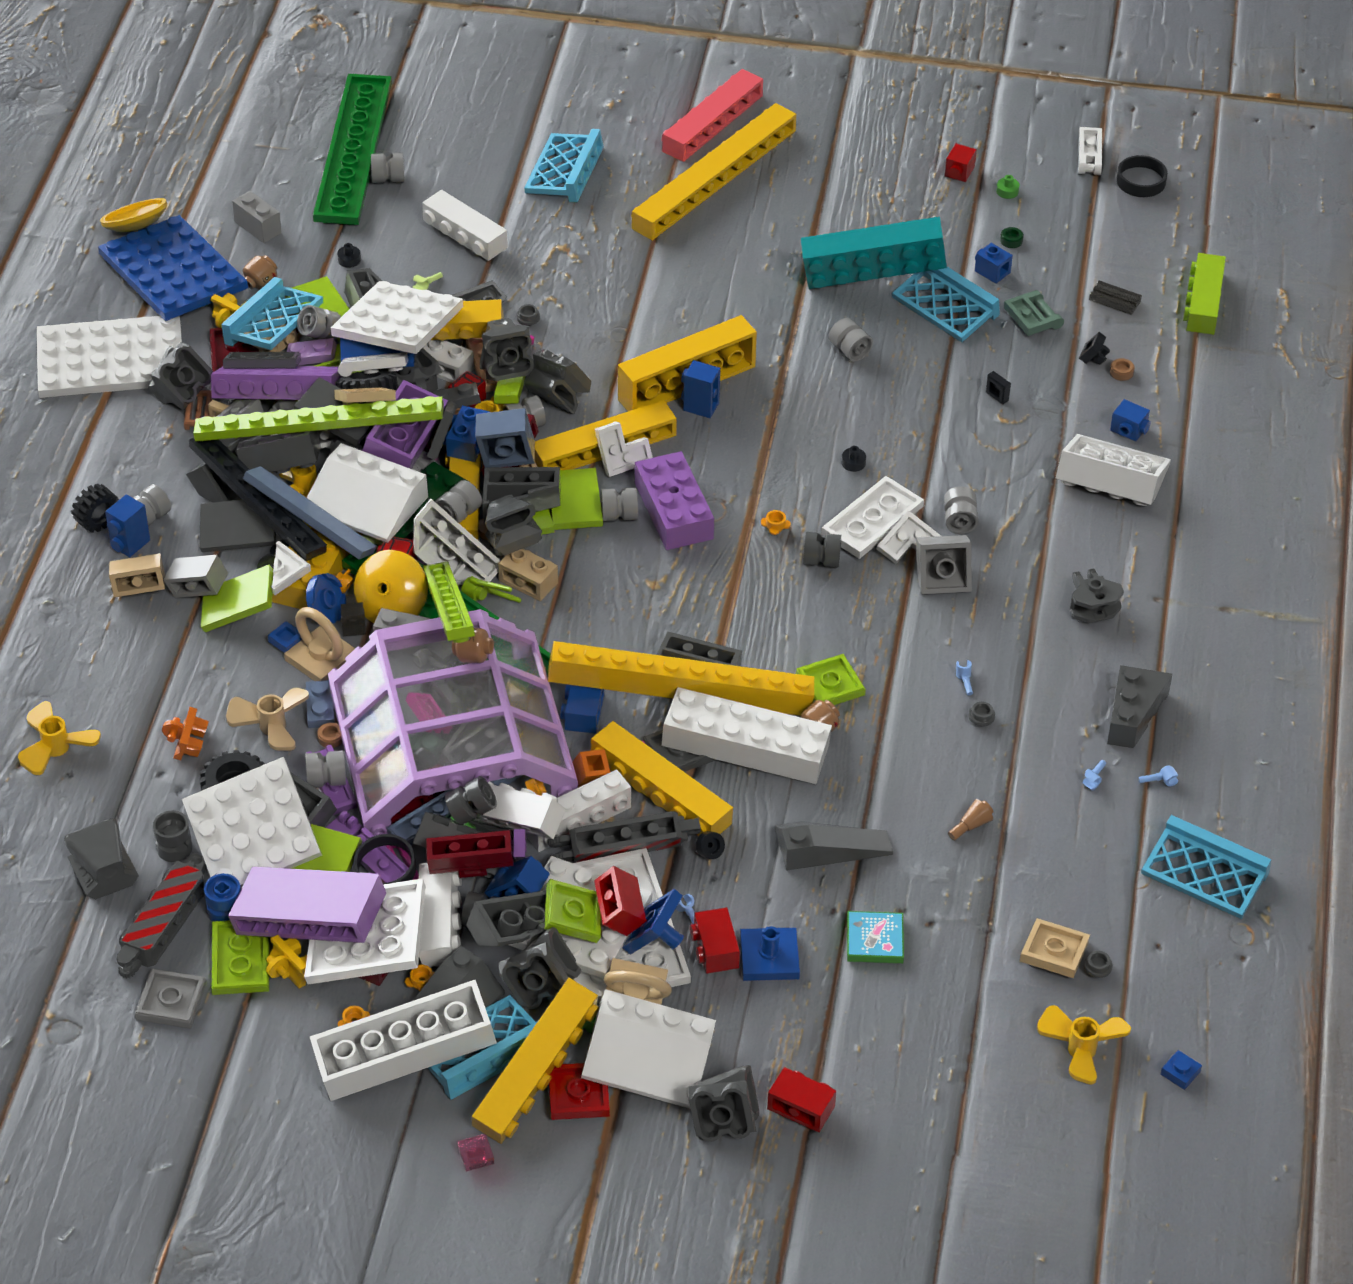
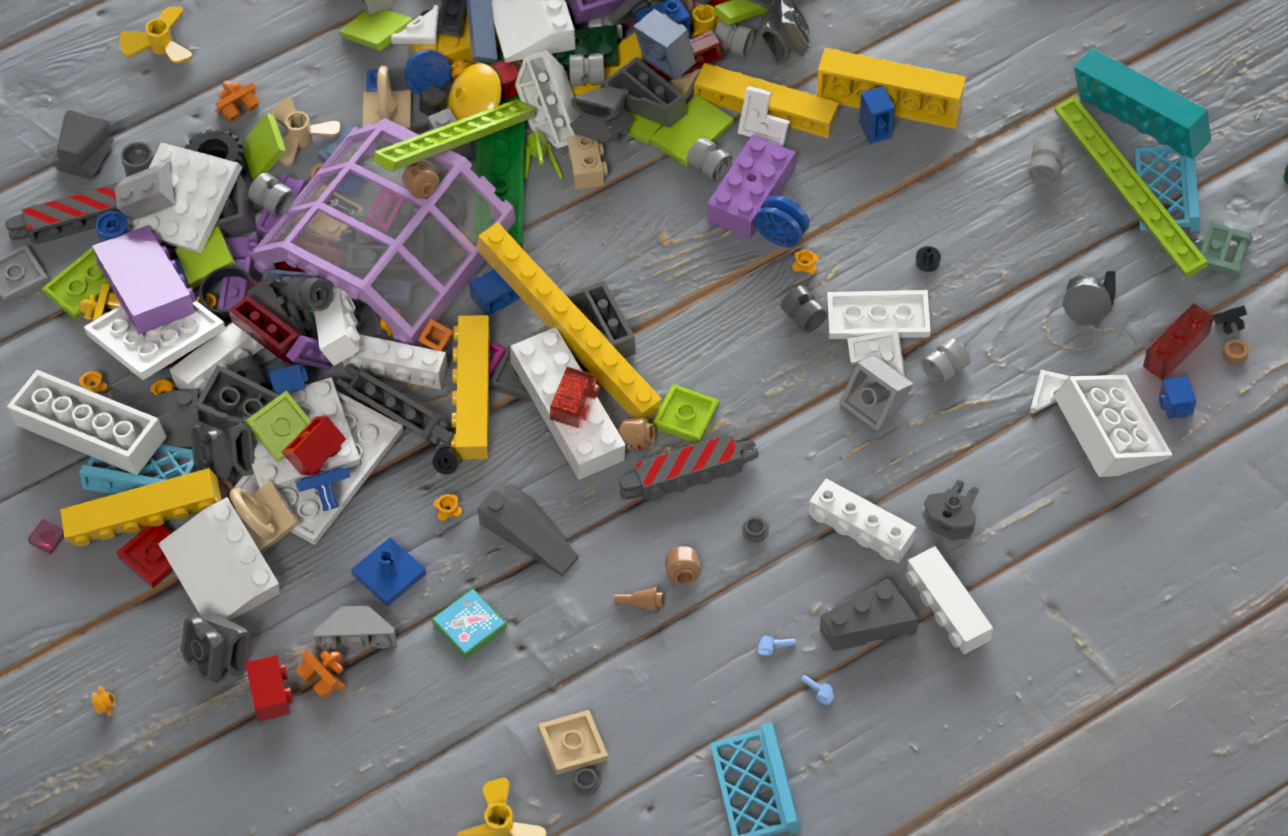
camera: 50 degrees right, 10 degrees up
(221, 839) = (145, 192): none -> light grey slope
(265, 738) = (263, 146): none -> lime tile
(688, 908) = (376, 495): light blue hand -> none
(689, 1221) = (103, 701): none -> light orange plate
(715, 940) = (359, 530): red brick -> none
(733, 503) = (781, 221): none -> blue wheel
(752, 875) = (447, 501): none -> light orange plate
(764, 716) = (573, 397): none -> clear red brick
(807, 1006) = (354, 629): none -> light grey slope
(825, 1053) = (329, 681): none -> orange hips
(884, 712) = (687, 467): none -> dark grey hinge
(926, 314) = (1131, 187): none -> lime plate
(965, 673) = (786, 489): light blue hand -> none
(970, 774) = (682, 565): none -> medium nougat head
(993, 262) = (1246, 184): blue brick -> none
(997, 402) = (1086, 300): none -> dark grey hat
(1043, 477) = (1046, 387): none -> white tile
(1050, 650) = (862, 521): none -> white brick
(1085, 386) = (1178, 341): none -> clear red brick
(1168, 650) = (949, 600): none -> white brick

